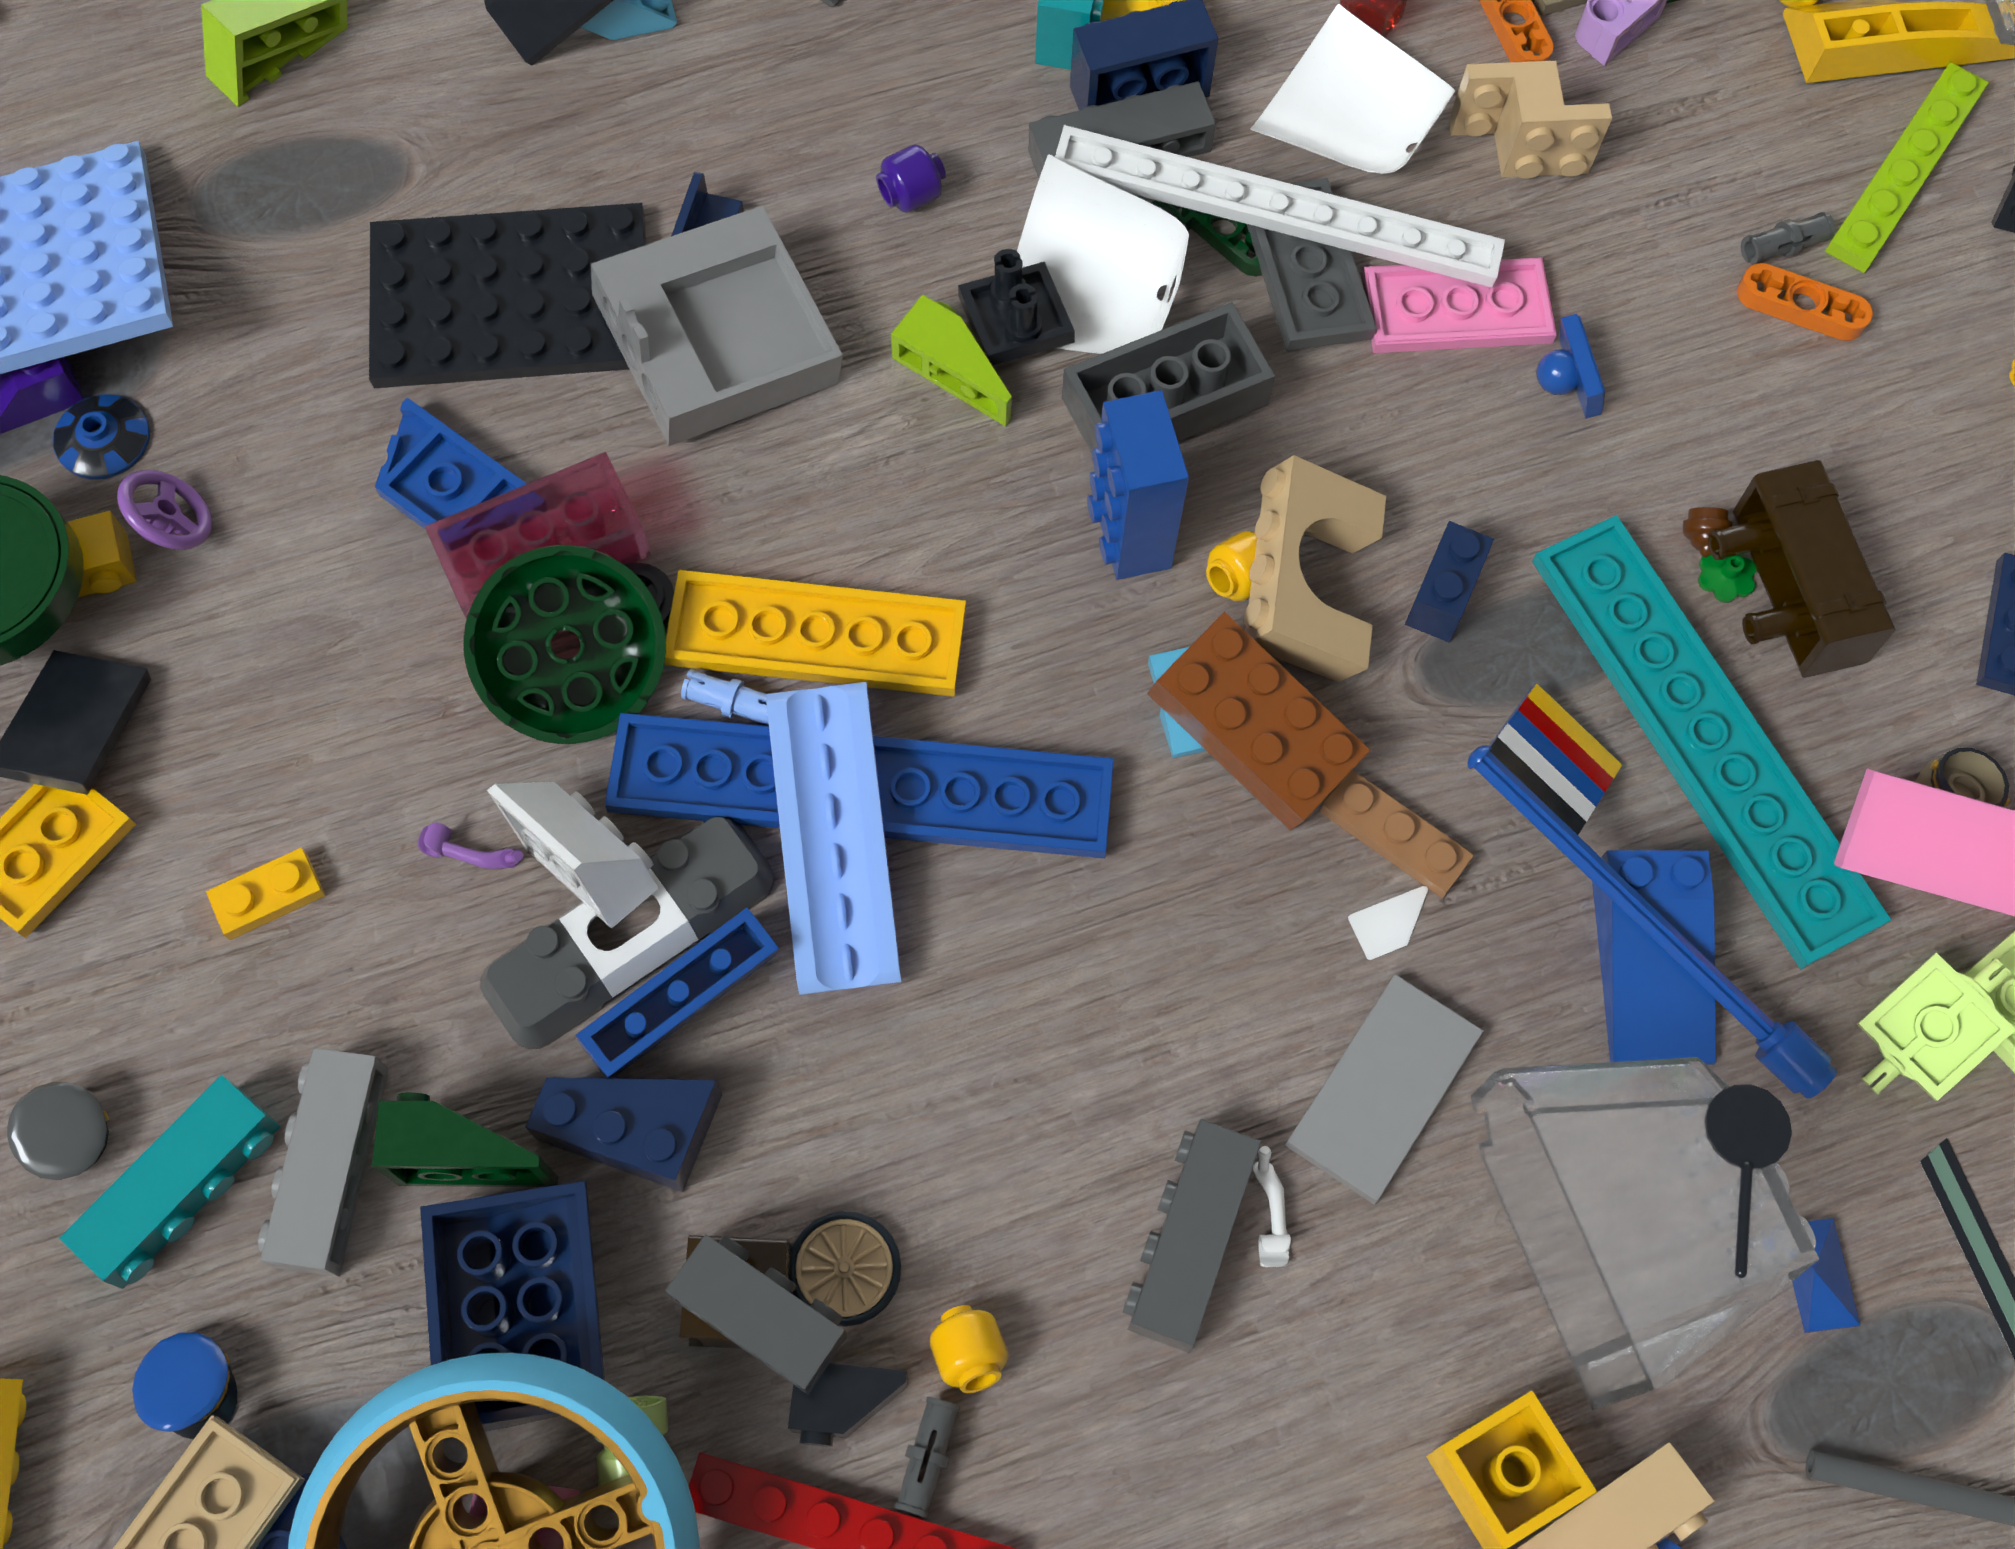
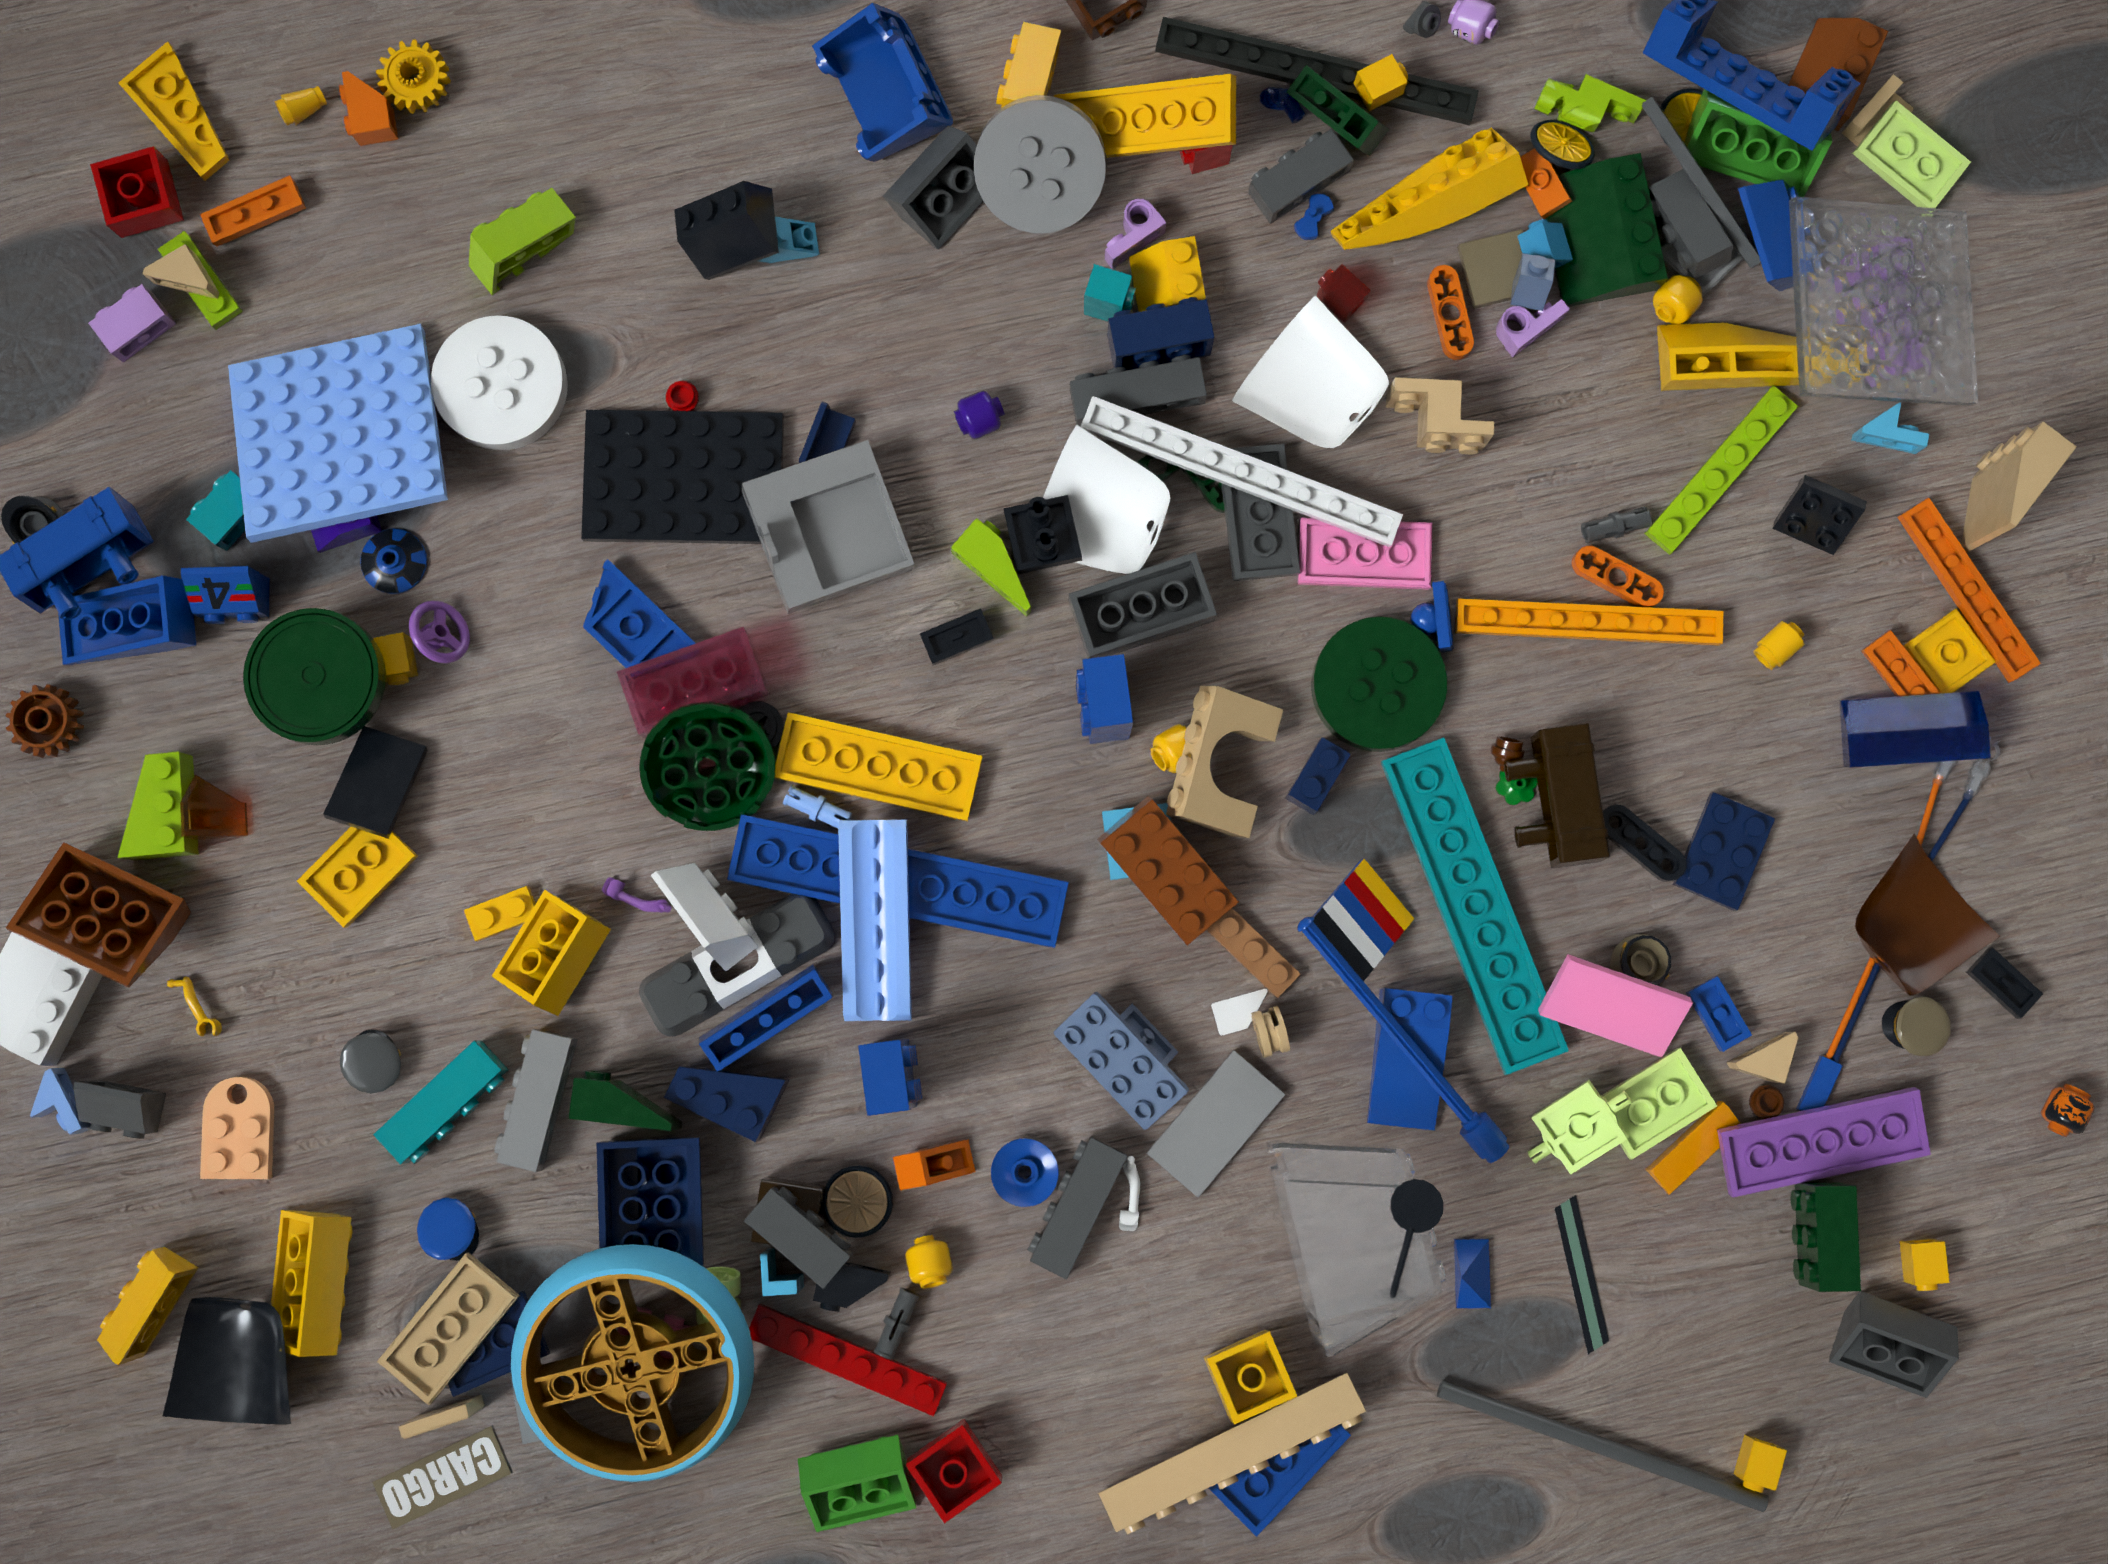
camera: 10 degrees right, 15 degrees up
(248, 201) = (499, 383): none -> white brick
(342, 936) = (551, 953): none -> yellow slope
(502, 194) = (682, 396): none -> red plate
(730, 1406) = (778, 1284): none -> medium azure panel
(881, 1041) = (889, 1076): none -> blue brick
(911, 454) = (956, 637): none -> black plate
(958, 1193) = (934, 1164): none -> orange slope
(1110, 1164) = (1019, 1190): none -> blue dish
(1231, 1002) = (1124, 1057): none -> sand blue bracket
(1447, 937) = (1270, 1031): none -> tan wheel
(1511, 458) = (1379, 684): none -> dark green brick
(1780, 356) = (1589, 622): none -> light orange plate
(1942, 632) = (1655, 847): none -> black plate

